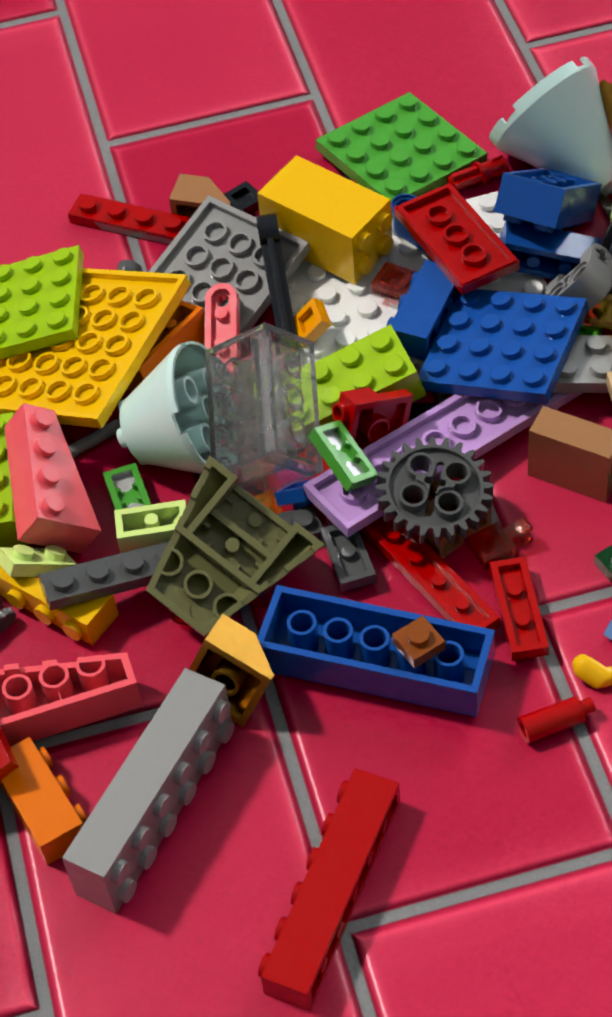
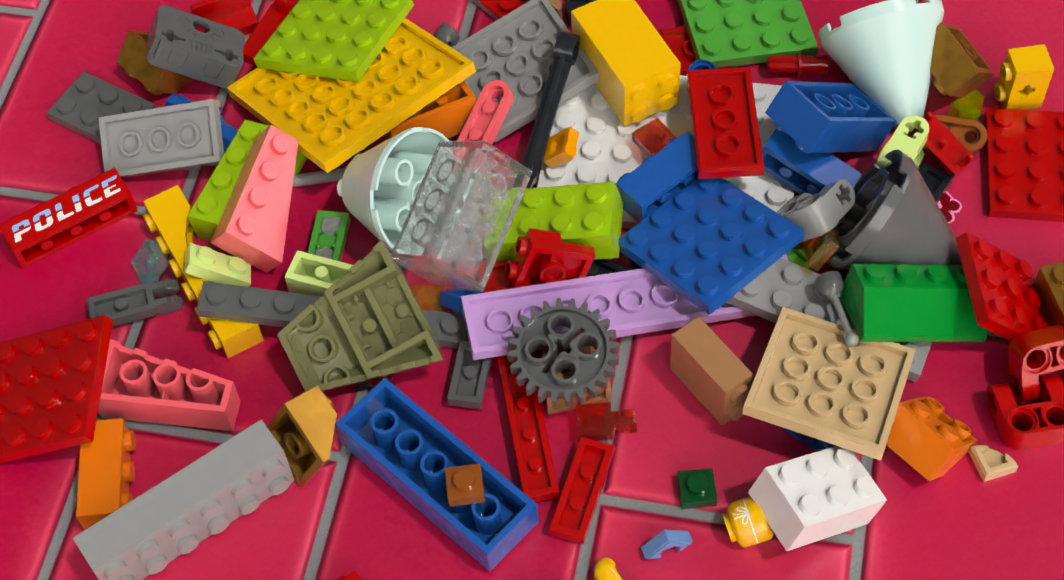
camera: 25 degrees right, 5 degrees up
(343, 455) = (503, 286): bright green piece -> none

